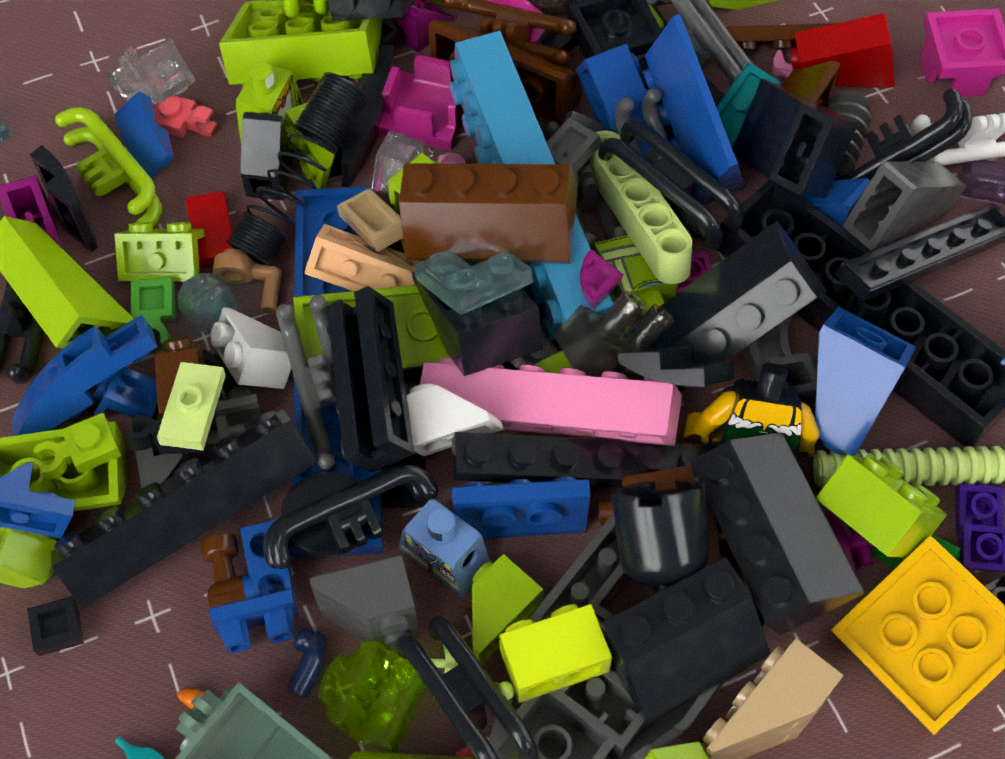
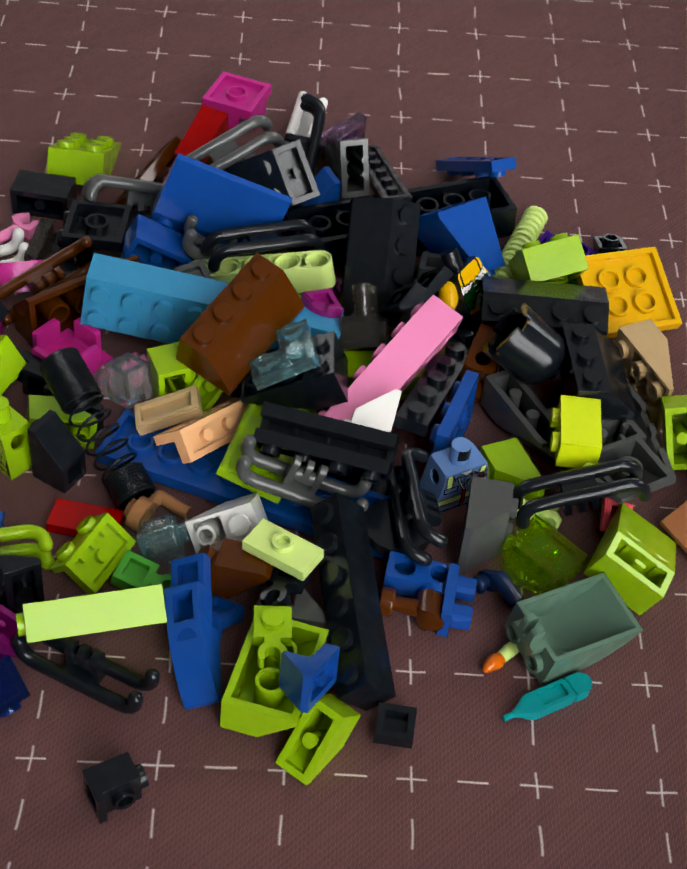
camera: 70 degrees left, 15 degrees down
(788, 69) = (225, 151): none -> dark grey piece

